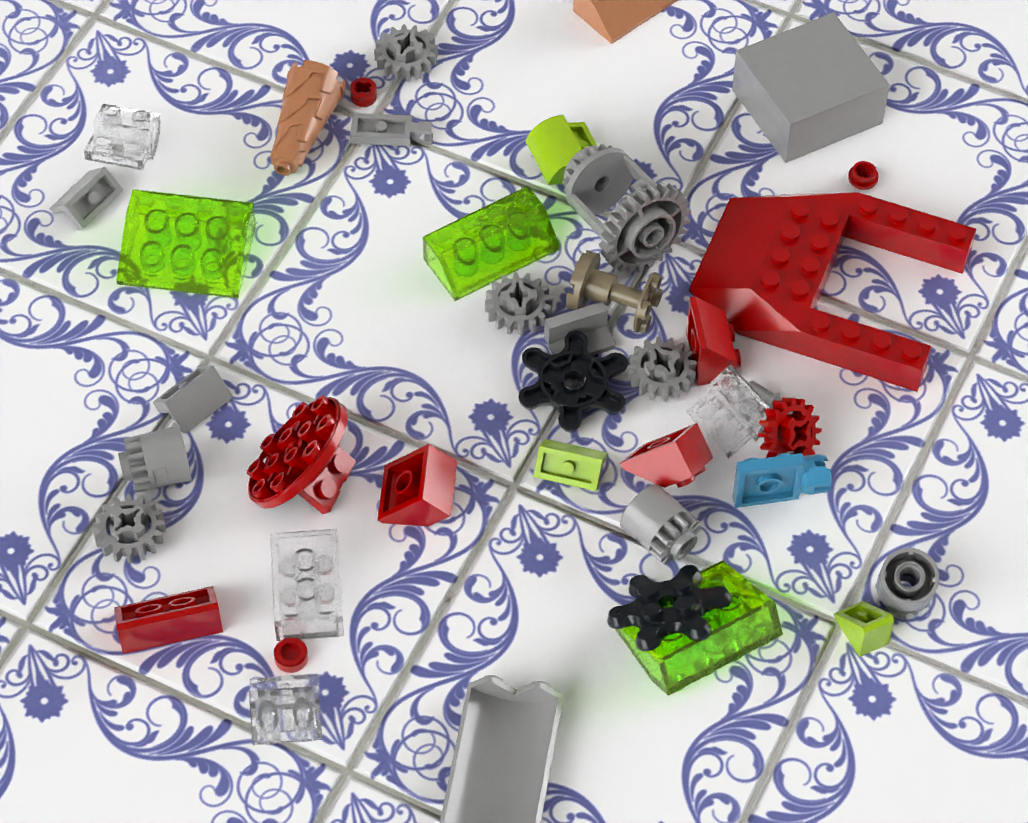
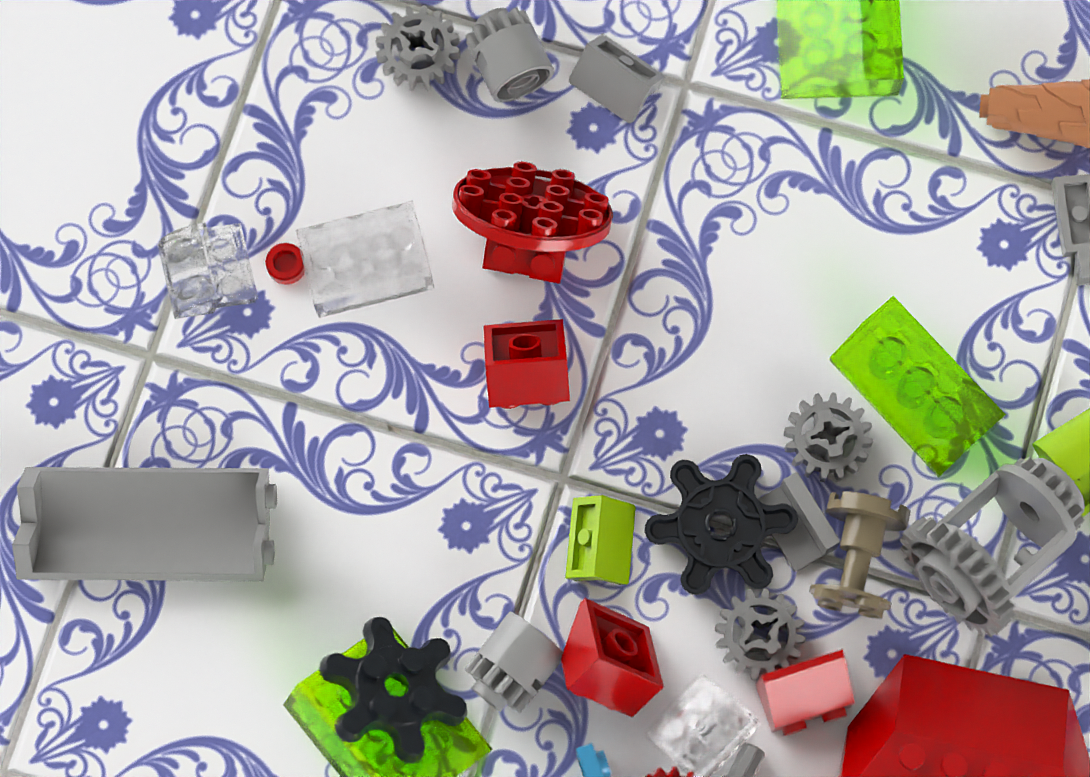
camera: 85 degrees right, 20 degrees up
(168, 620) = (311, 115): red slope -> none

